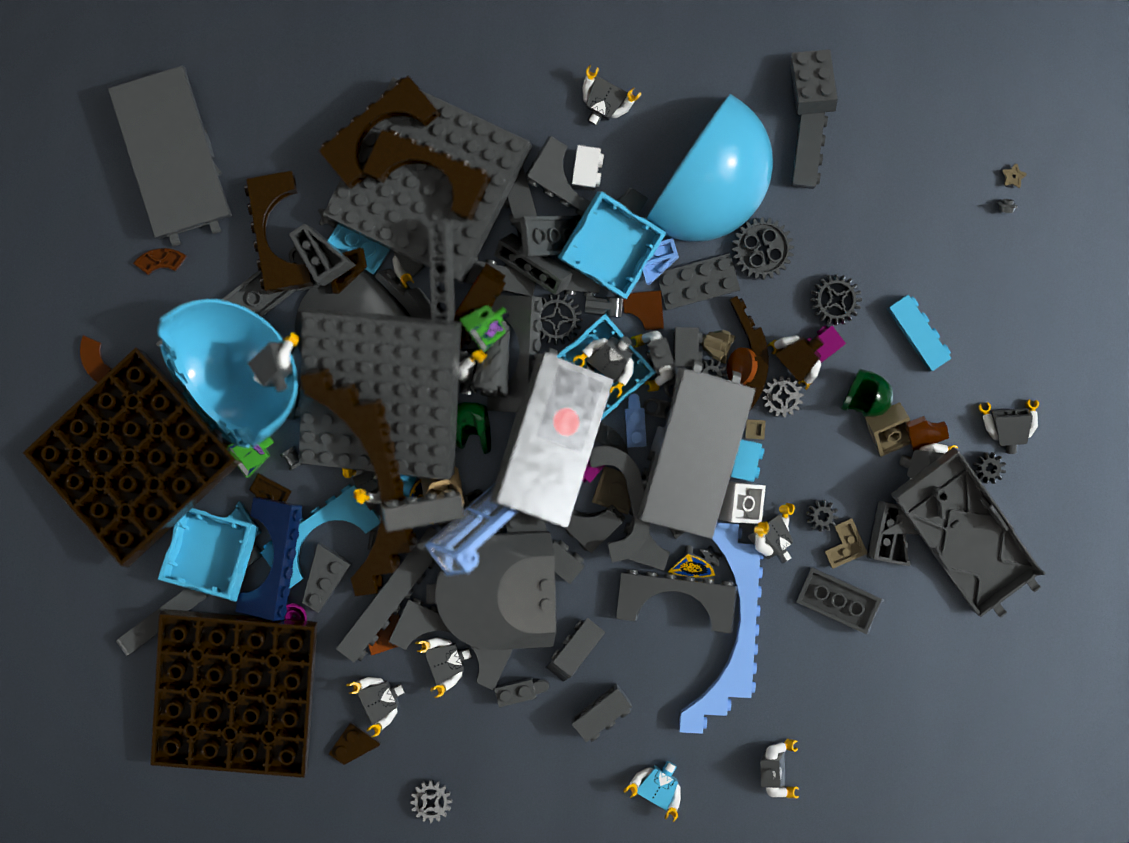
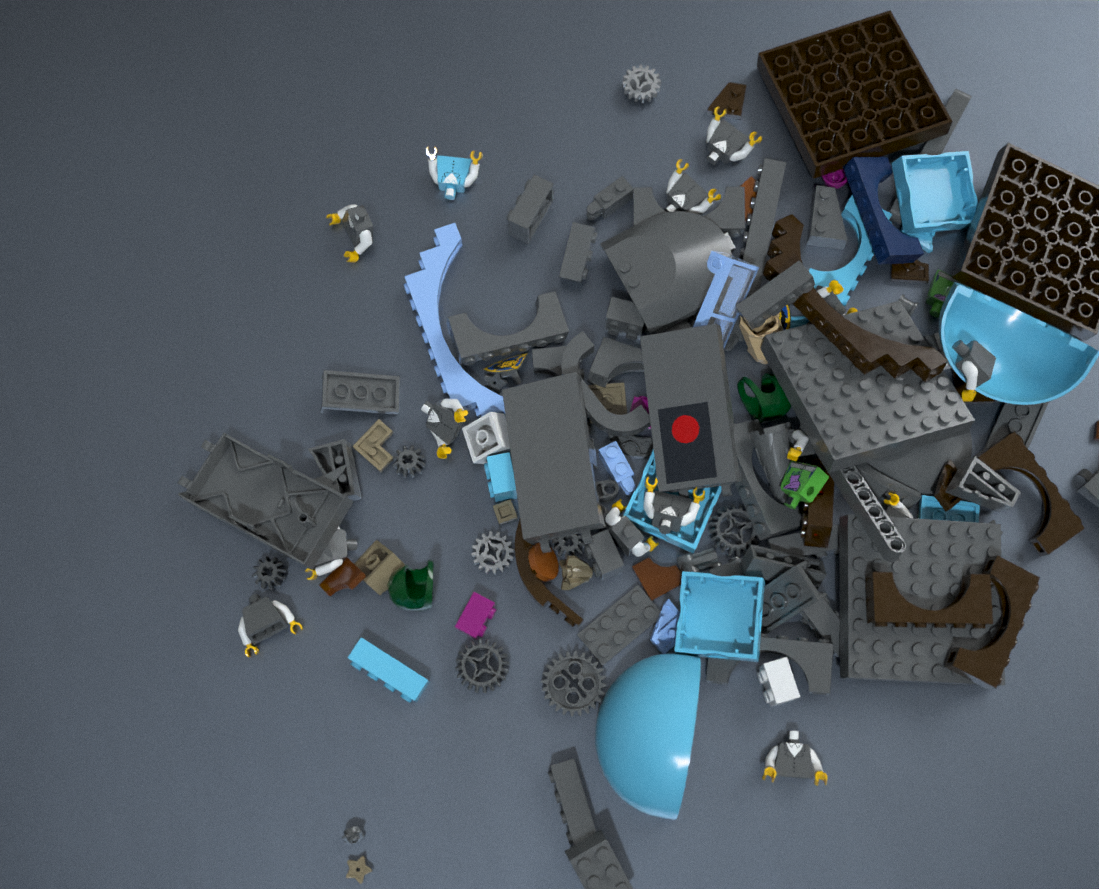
camera: 155 degrees right, 15 degrees down
(799, 356) = (494, 593): dark brown torso -> none

